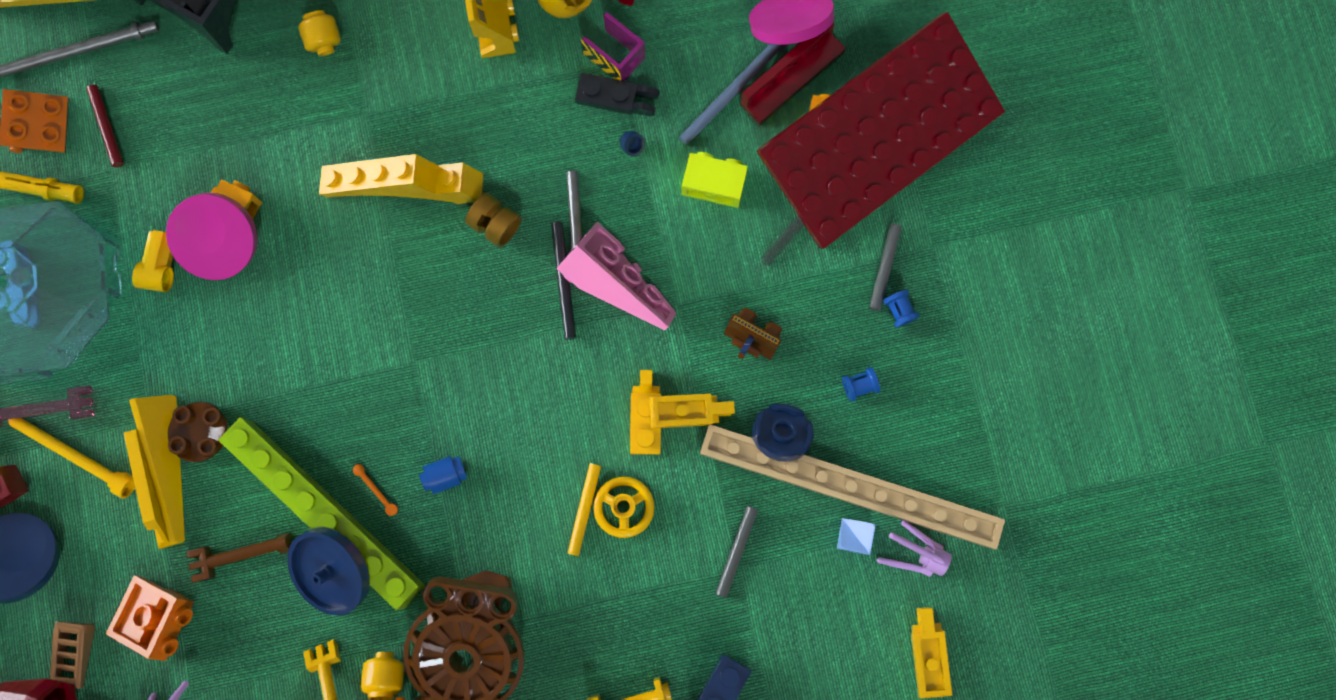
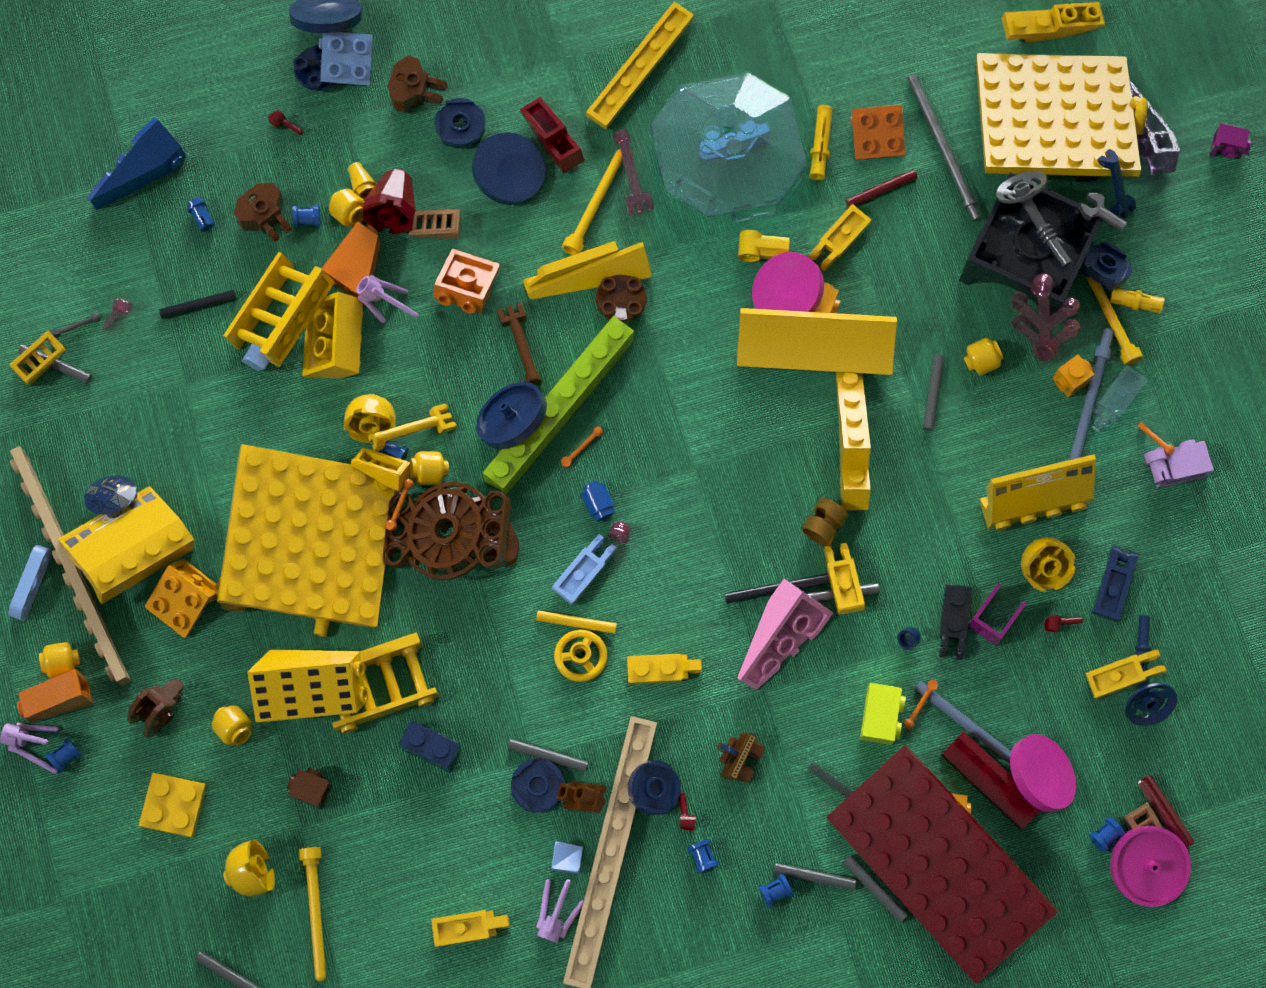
camera: 85 degrees right, 5 degrees down
(154, 172) = (841, 235): none -> yellow hinge
(279, 210) = (816, 341): none -> yellow arch
(355, 92) = (933, 392): none -> dark grey bar
(482, 451) = (619, 532): none -> clear pink hinge
(526, 498) = (582, 571): none -> light blue hinge
(562, 205) = (844, 581): none -> yellow hinge
(687, 123) = (932, 685): none -> orange hinge
(687, 410) = (667, 703): yellow hinge -> none
(771, 566) = (536, 785): none -> dark blue tile
(790, 514) = (582, 797): none -> reddish brown hips
(820, 400) = (687, 822): none -> dark red hand
(900, 205) = (875, 888): none -> dark grey bar

